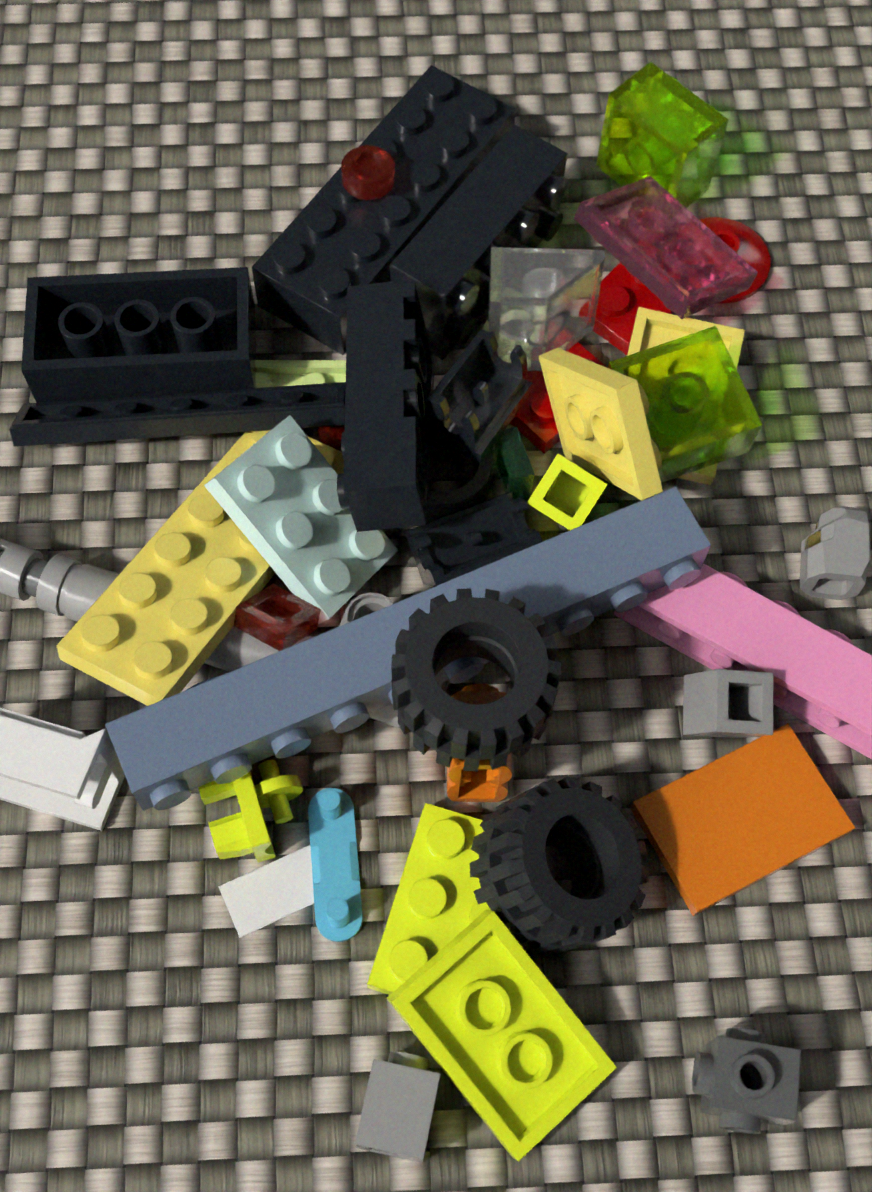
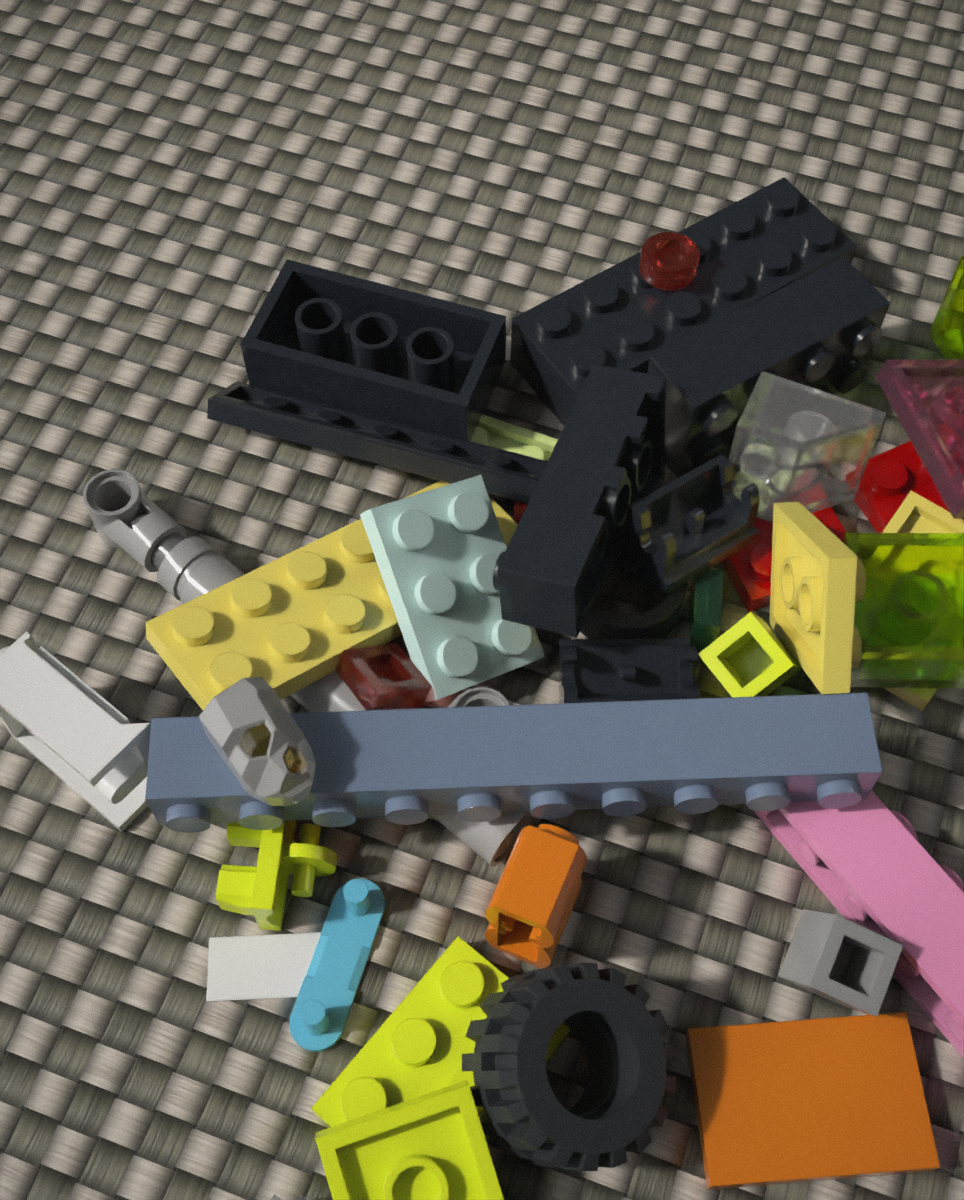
camera: 25 degrees right, 5 degrees down
(213, 709) = (260, 742): none -> light grey rock
(485, 631) = (554, 759): black tyre -> none

